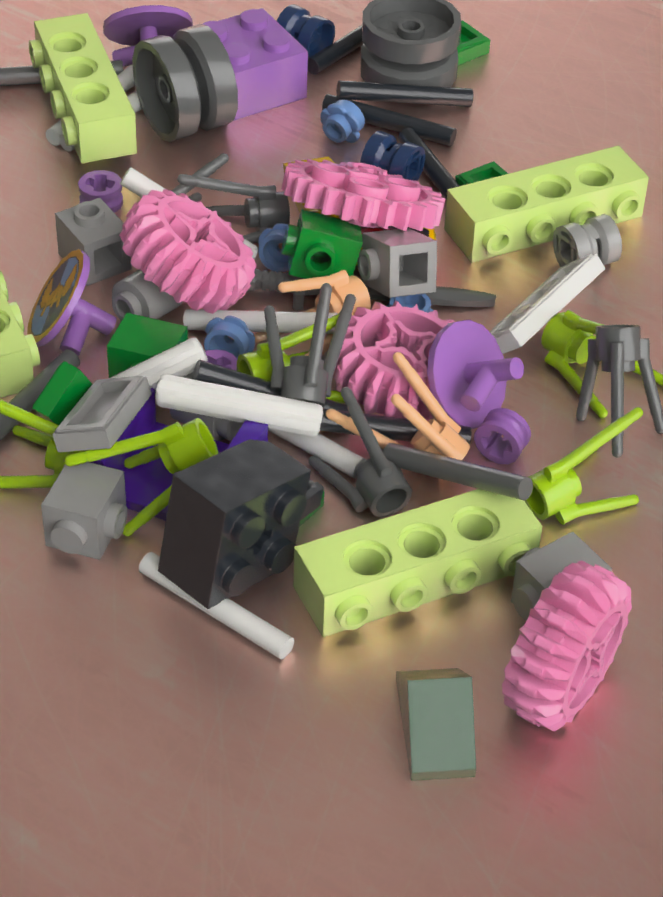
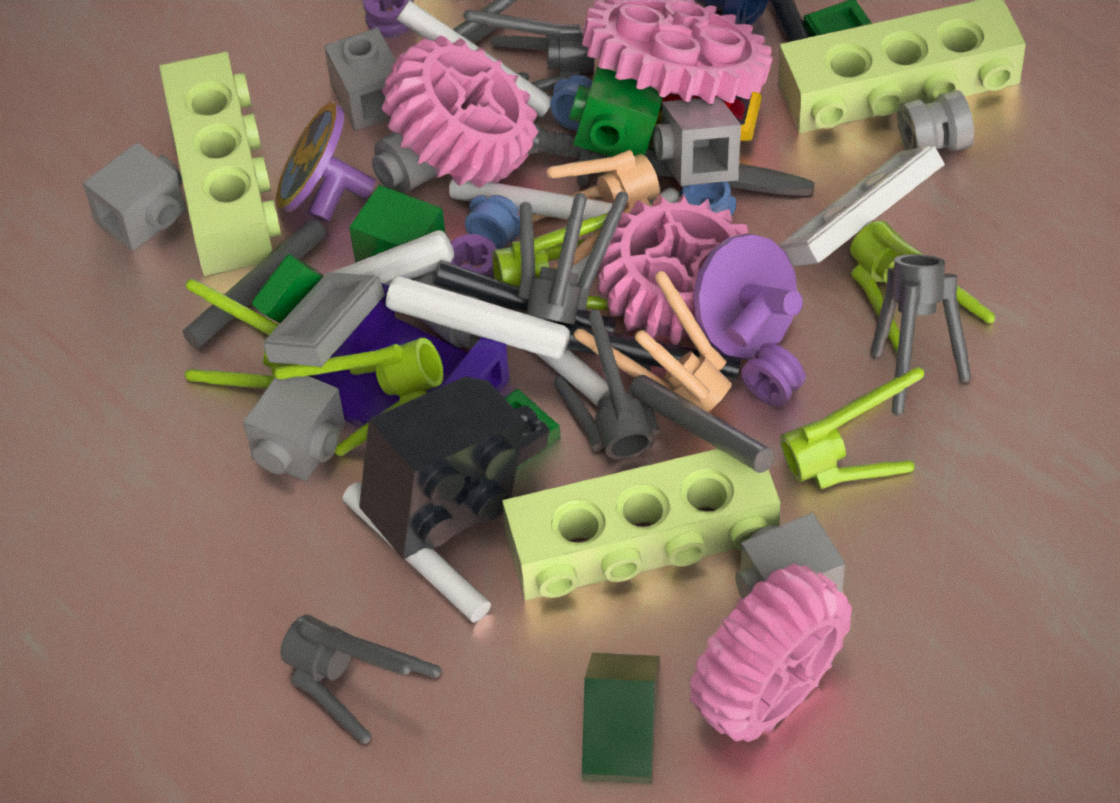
camera: 15 degrees right, 10 degrees up
(151, 691) = (325, 652): none -> dark grey plant

